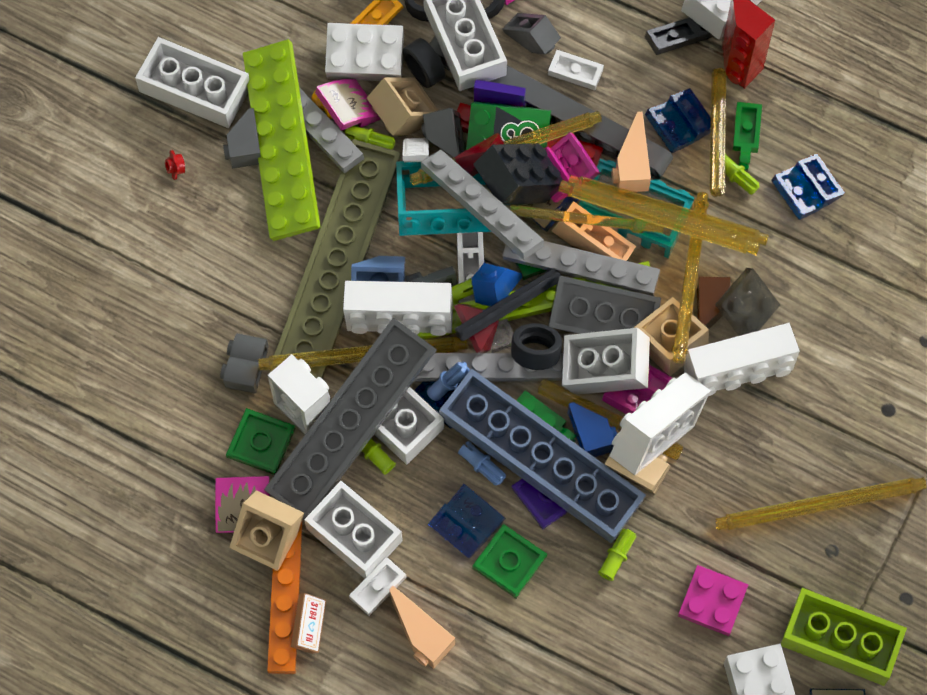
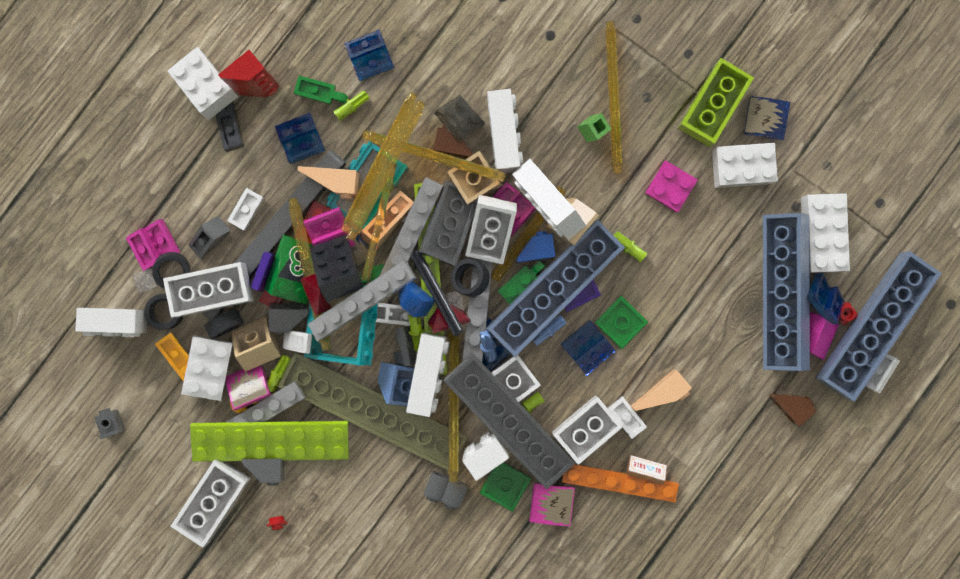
camera: 80 degrees left, 20 degrees up
(266, 529) = (578, 491): tan slope -> none
(718, 129) = (316, 112): clear yellow axle -> none
(772, 478) = (594, 127): none -> bright green brick

